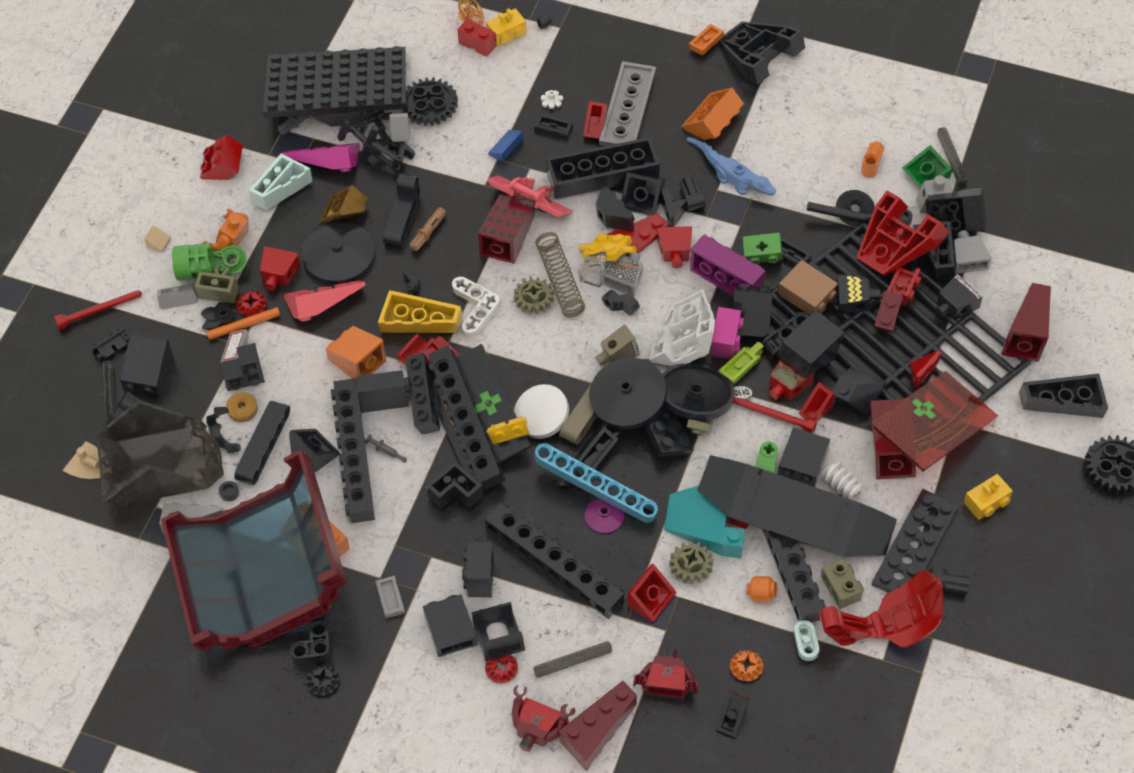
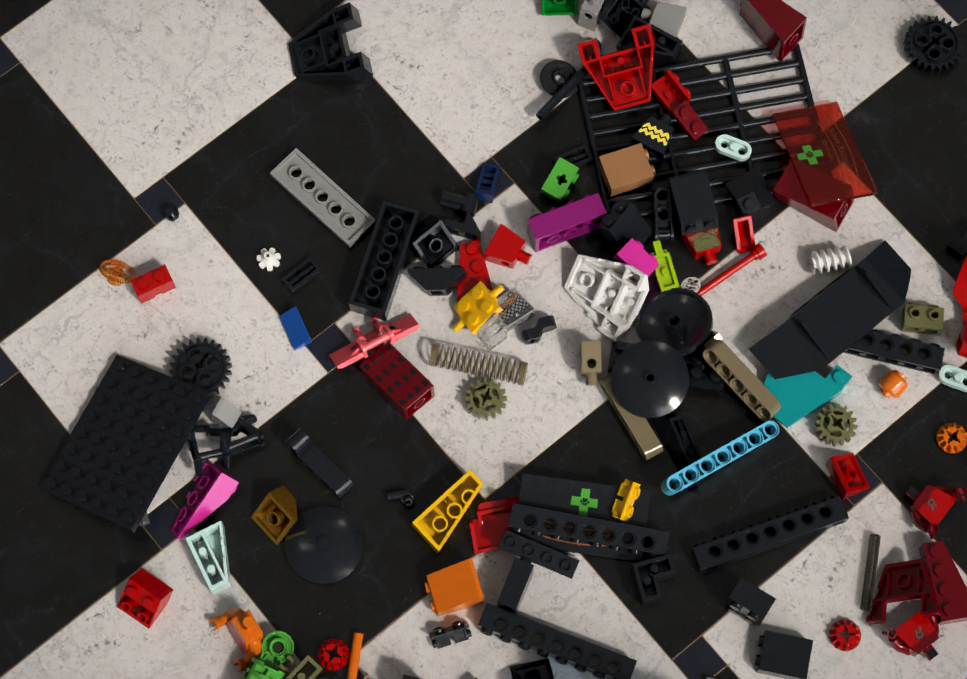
camera: 60 degrees left, 15 degrees up
(278, 267) = (310, 609): red torso -> none
(309, 303) = (371, 592): coral wedge -> none
(321, 377) = (457, 631): none -> black hinge
(383, 447) = (564, 618): dark grey piece -> none
(424, 233) = (350, 450): medium nougat axle -> none
(481, 305) = (460, 447): white beam -> none
(502, 645) = (799, 604): black panel -> none
(507, 26) = (157, 249): yellow brick -> none
(544, 409) = (615, 459): white piece -> none
(574, 685) = (904, 582): none -> dark red wing
(595, 119) = (325, 236): red slope -> none
(601, 522) = (742, 477): magenta dish -> none
(676, 463) = (741, 380): none -> dark tan beam
(706, 39) = (291, 86): orange plate -> none
(713, 114) = (381, 132): orange slope -> none
(714, 209) = (484, 193): none -> dark blue slope
(734, 172) = (457, 153): medium blue animal -> none
(767, 461) = (776, 309): bright green piece -> none
(803, 456) = (787, 276): black brick -> none
(872, 159) = (517, 32): orange piece -> none
(890, 358) = (733, 146): none -> light aqua plate
(910, 532) = (920, 229): black plate -> none
(922, 367) = (759, 129): red slope -> none
(957, 299) = (709, 59): black torso -> none
(988, 497) = (907, 158): yellow brick -> none
(1066, 395) = (854, 33): black wedge -> none

